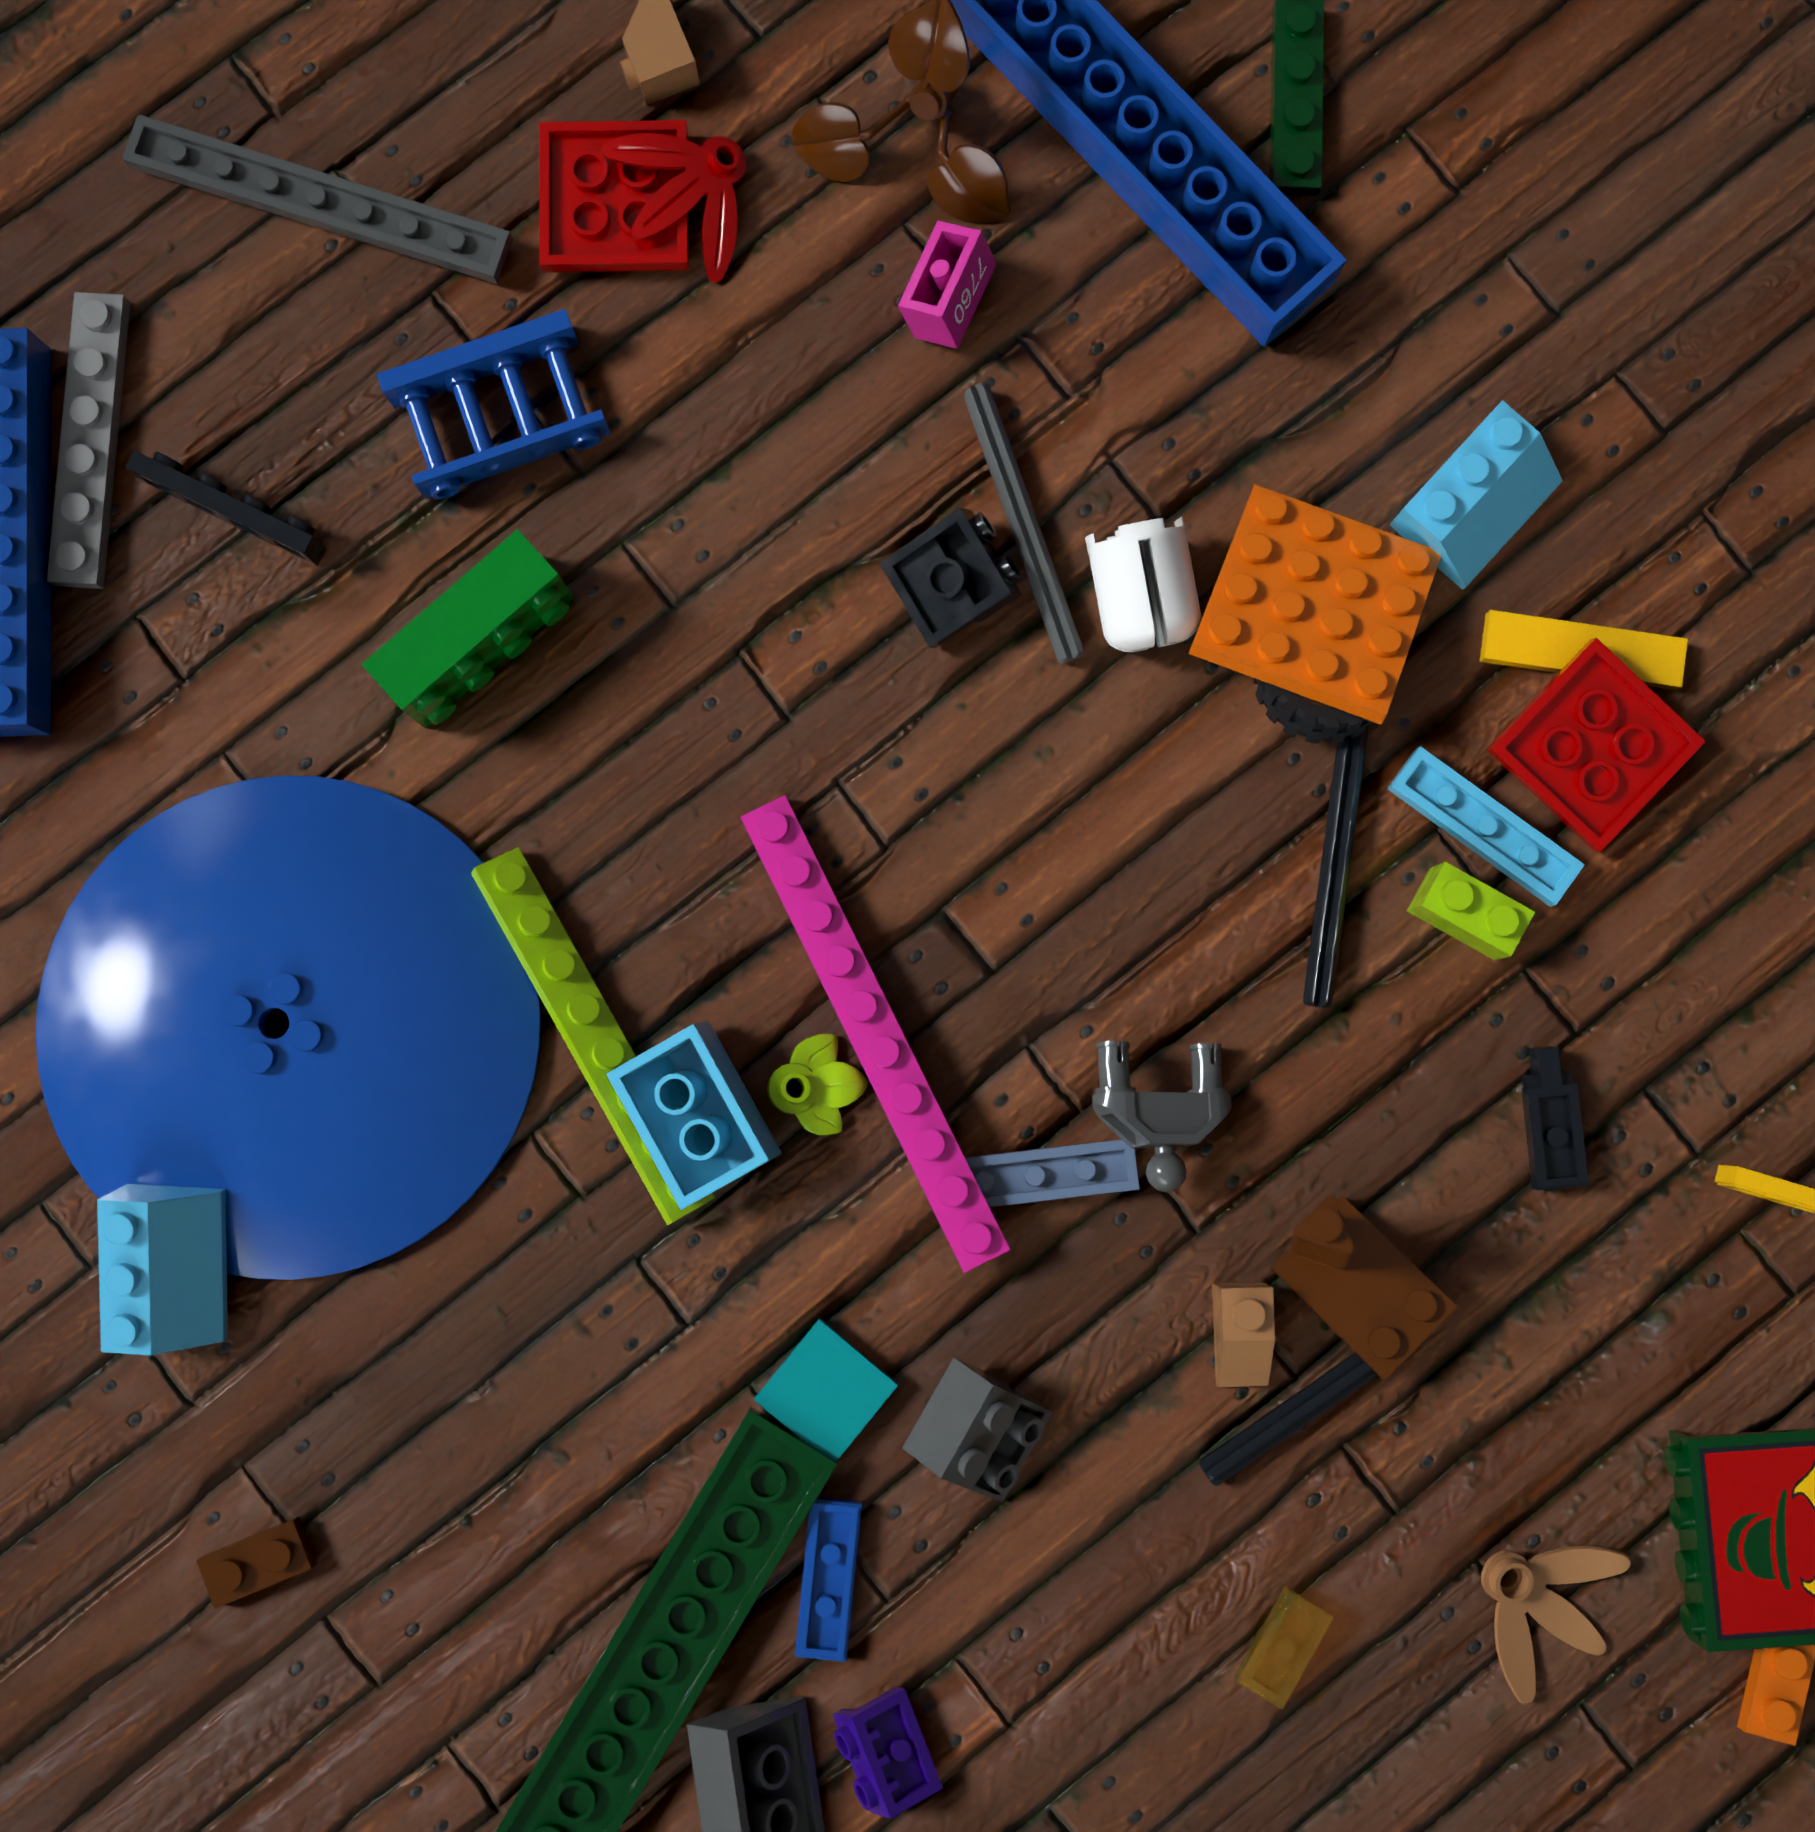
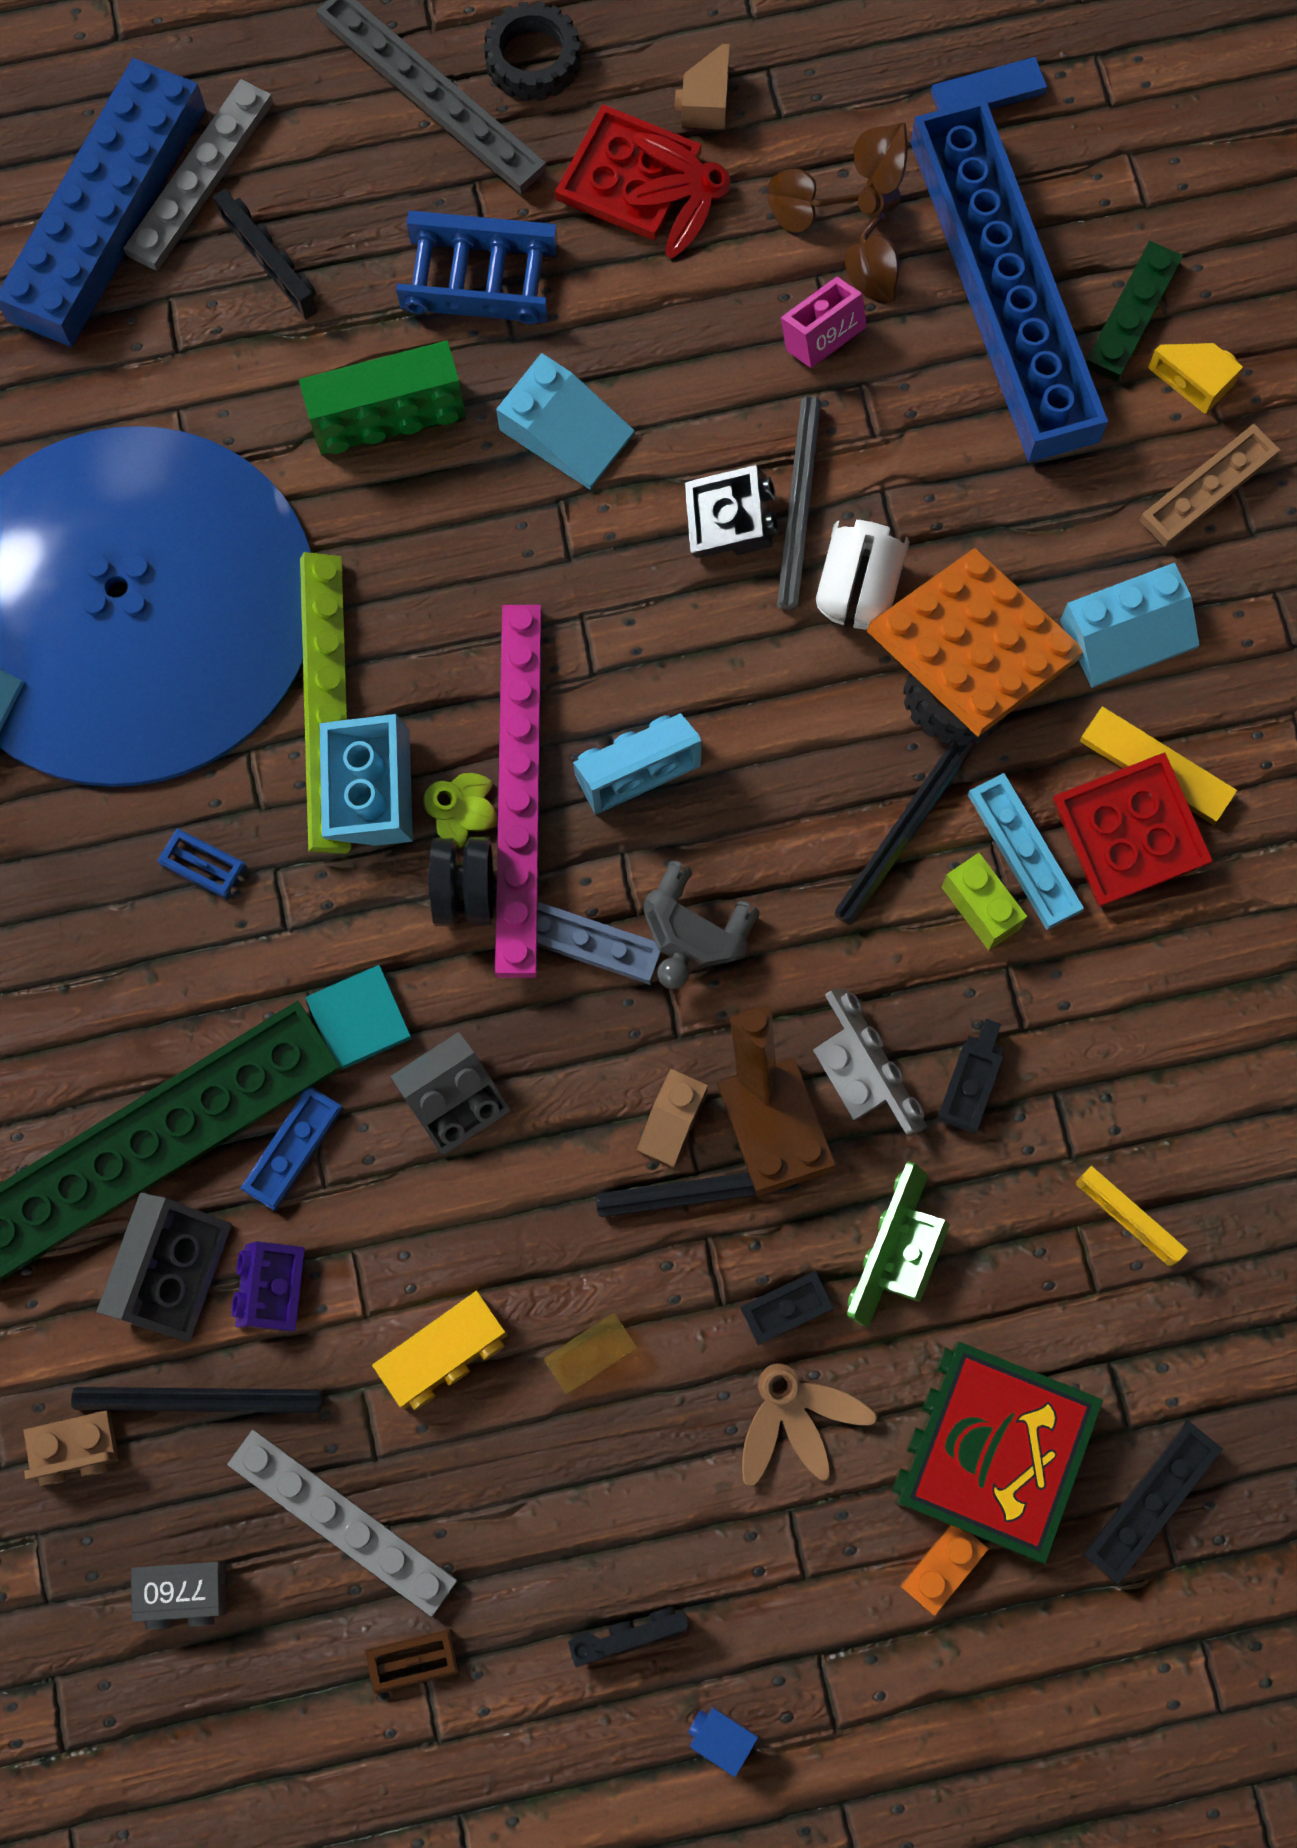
camera: 30 degrees right, 10 degrees down
(402, 44) = (532, 19): none -> black tyre
(593, 1298) = (230, 879): none -> blue tile
(698, 554) = (563, 422): none -> medium azure slope
(866, 1185) = (456, 882): none -> black wheel
(995, 933) = (638, 762): none -> medium azure slope
(1119, 1731) = (441, 1352): none -> yellow brick
(1410, 143) = (1196, 371): none -> yellow slope
(1424, 1171) = (862, 1069): none -> light grey bracket
(1473, 1487) = (786, 1308): none -> black plate
(1487, 278) = (1209, 485): none -> medium nougat plate
(1574, 1358) = (902, 1251): none -> bright green bracket

